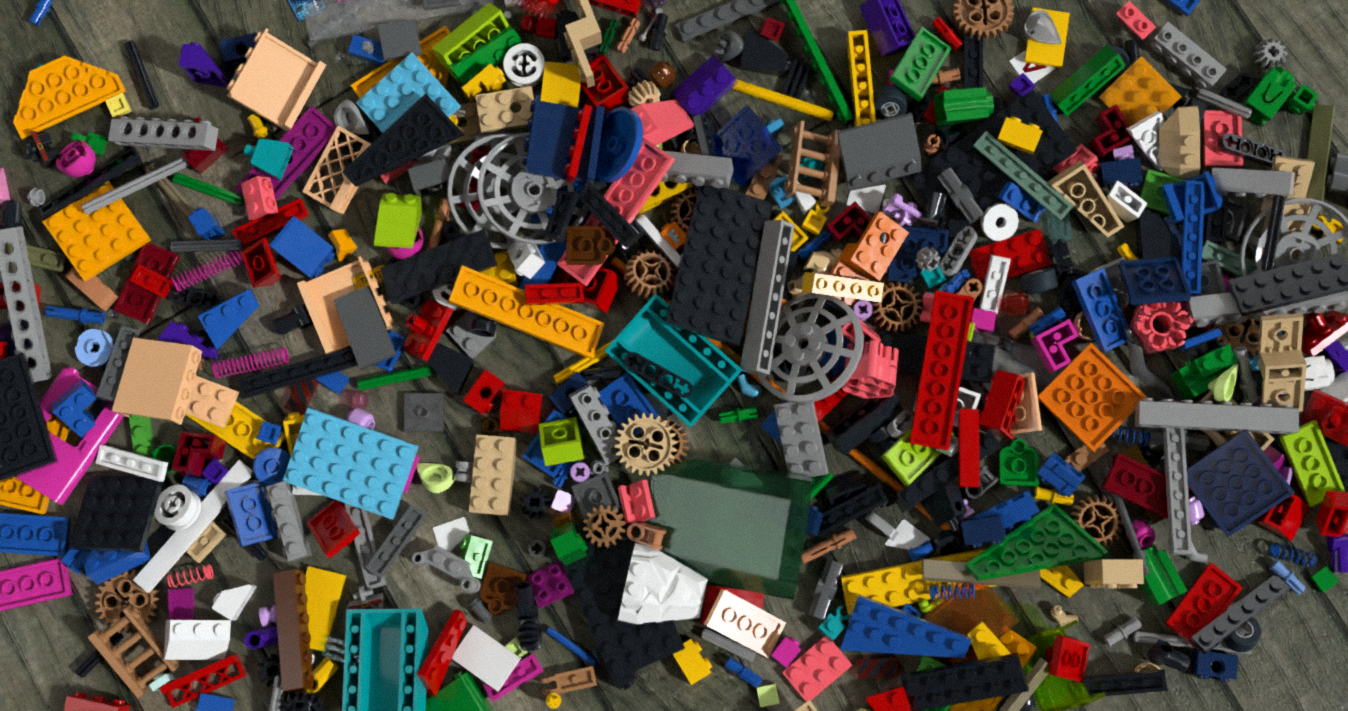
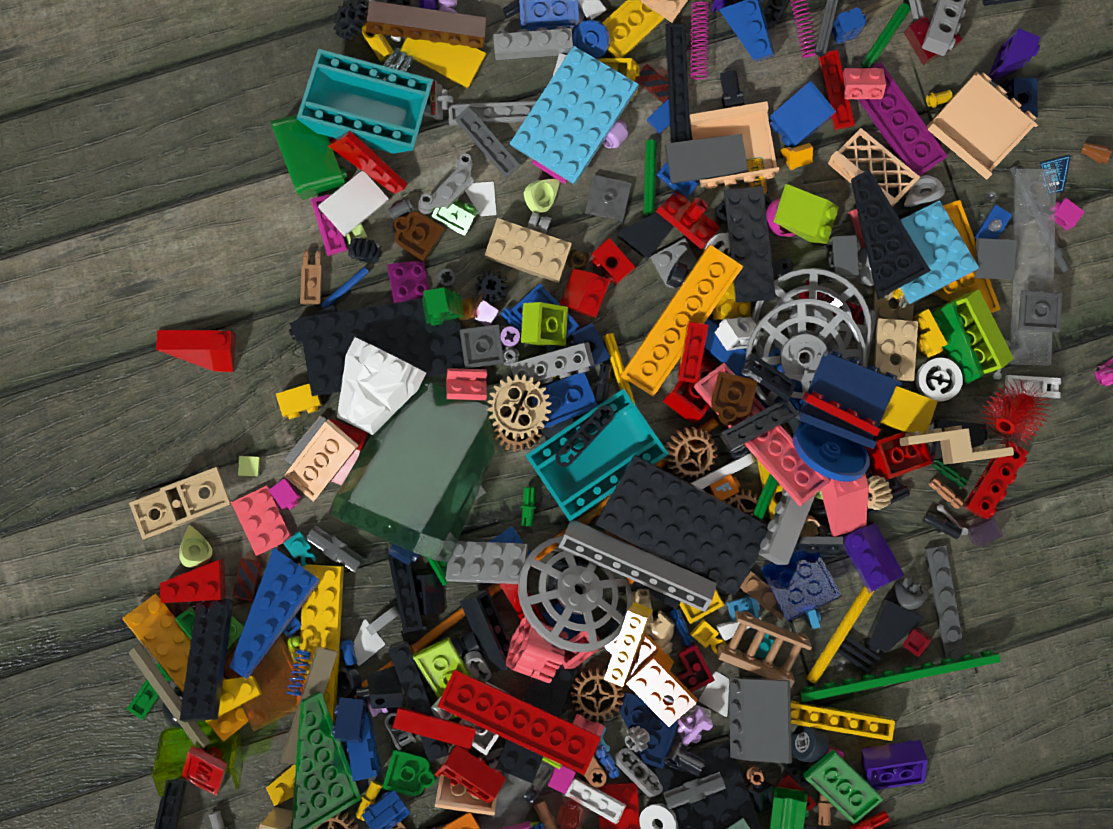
camera: 100 degrees right, 5 degrees up
(261, 264) = (794, 71): red slope -> none
(269, 433) = (624, 43): blue tile -> none
(270, 156) = (903, 102): teal torso -> none
(333, 528) = (514, 83): red plate -> none
(358, 400) = (635, 137): clear pink piece -> none
(441, 219) = (797, 258): nougat pin -> none
(525, 605) = (397, 253): black piece -> none
(543, 27) = (973, 408): red plate -> none
(553, 700) = (295, 257): yellow axle -> none
(613, 525) = (440, 346): medium nougat gear -> none
(650, 535) = (428, 389): nougat piece -> none
(662, 74) = (895, 517): reddish brown head -> none
(673, 195) = (765, 497): none -> green axle
(743, 672) = (276, 448): blue axle -> none
(746, 388) = (552, 522): medium azure arm -> none
(828, 545) = (379, 570): nougat pin -> none
(860, 312) = (602, 656): lavender wheel -> none
(933, 277) = (617, 739): teal plate -> none
(1060, 616) = (249, 774): tan arm -> none

